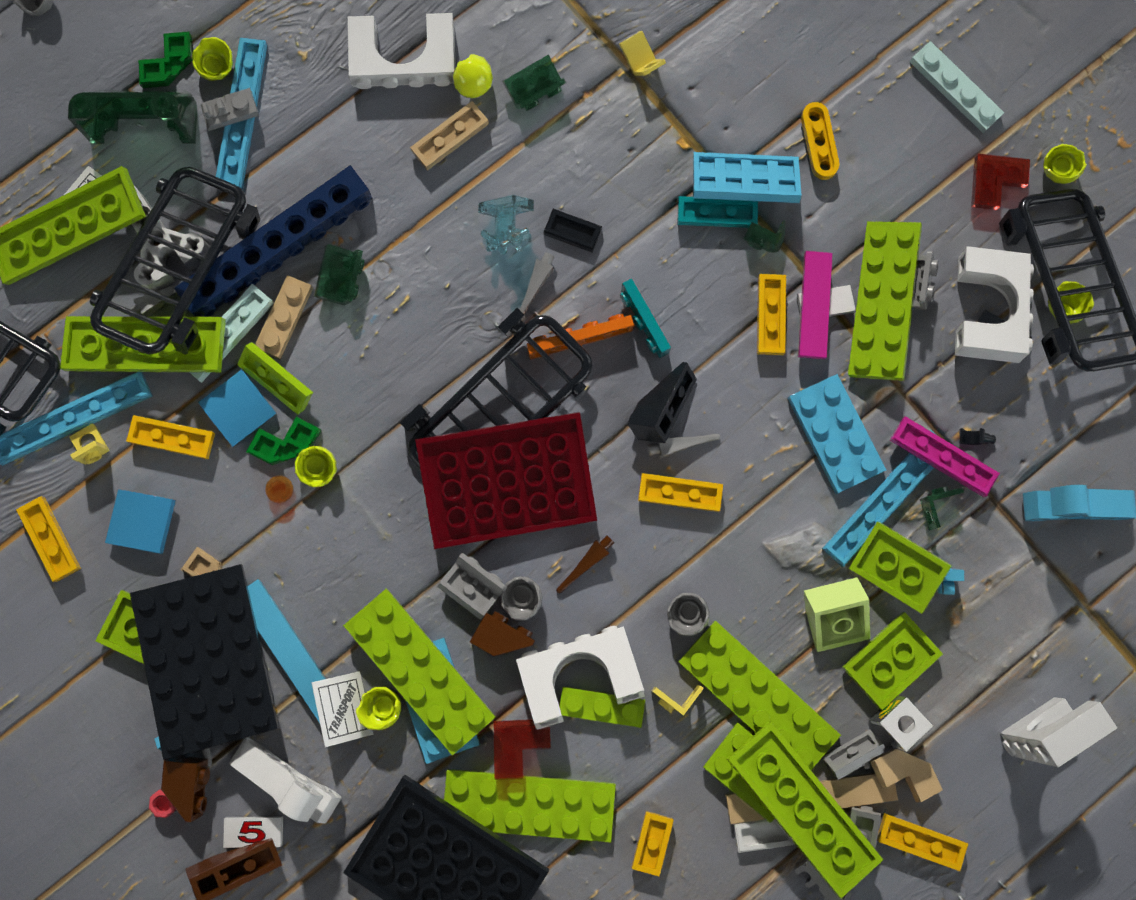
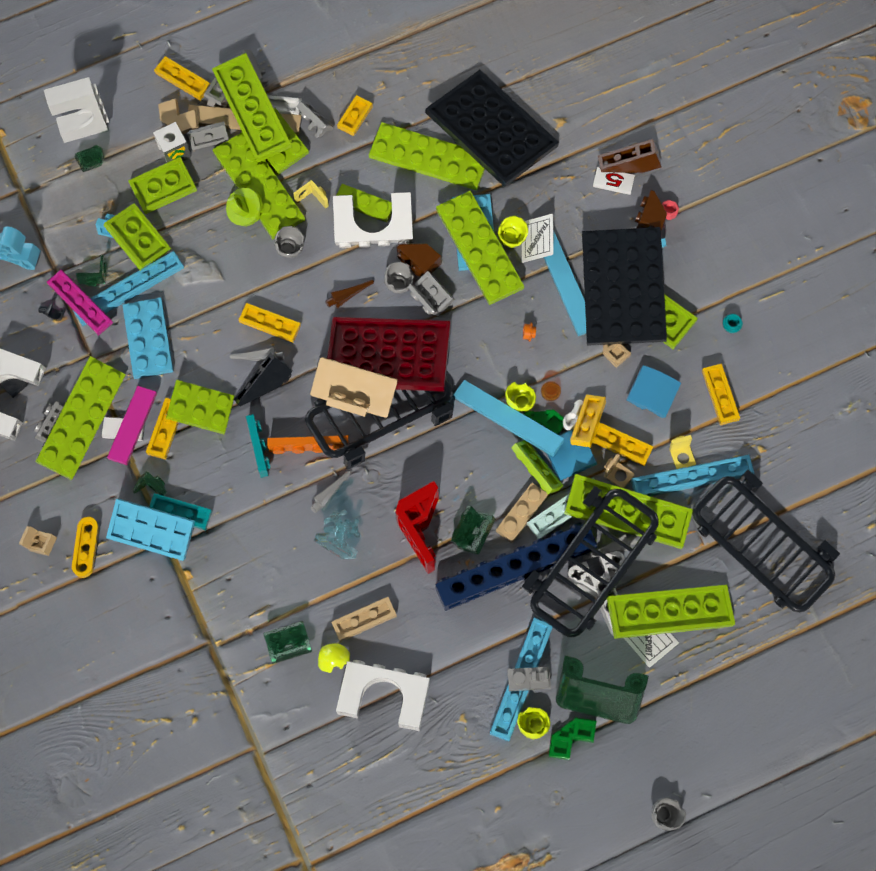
camera: 160 degrees left, 10 degrees down
(40, 648) = (732, 318): none -> teal plate
(174, 402) = (614, 466): none -> tan bracket
(217, 453) = (588, 421): none -> yellow plate
(242, 452) = (571, 418): none -> white piece
(294, 792) = (576, 189): white beam -> none
(325, 433) = (508, 418): none -> medium azure tile
(326, 566) = (529, 331): none -> orange plate
(415, 267) = (414, 516): none -> red bracket
(510, 741) = (429, 194): clear red plate -> none
(536, 405) = (353, 388): none -> tan bracket
(572, 230) = (291, 526): black tile -> none
(640, 55) = (198, 645): light yellow bracket -> none
(713, 827) = (310, 113): none -> light grey plate
(735, 351) = (200, 407): none -> lime plate
(766, 653) = (244, 207): none -> lime tile
(838, 614) = (188, 222): yellowish green slope -> none
(881, 133) = (37, 541): none -> tan bracket
(1008, 676) = (90, 158): none -> clear green plate

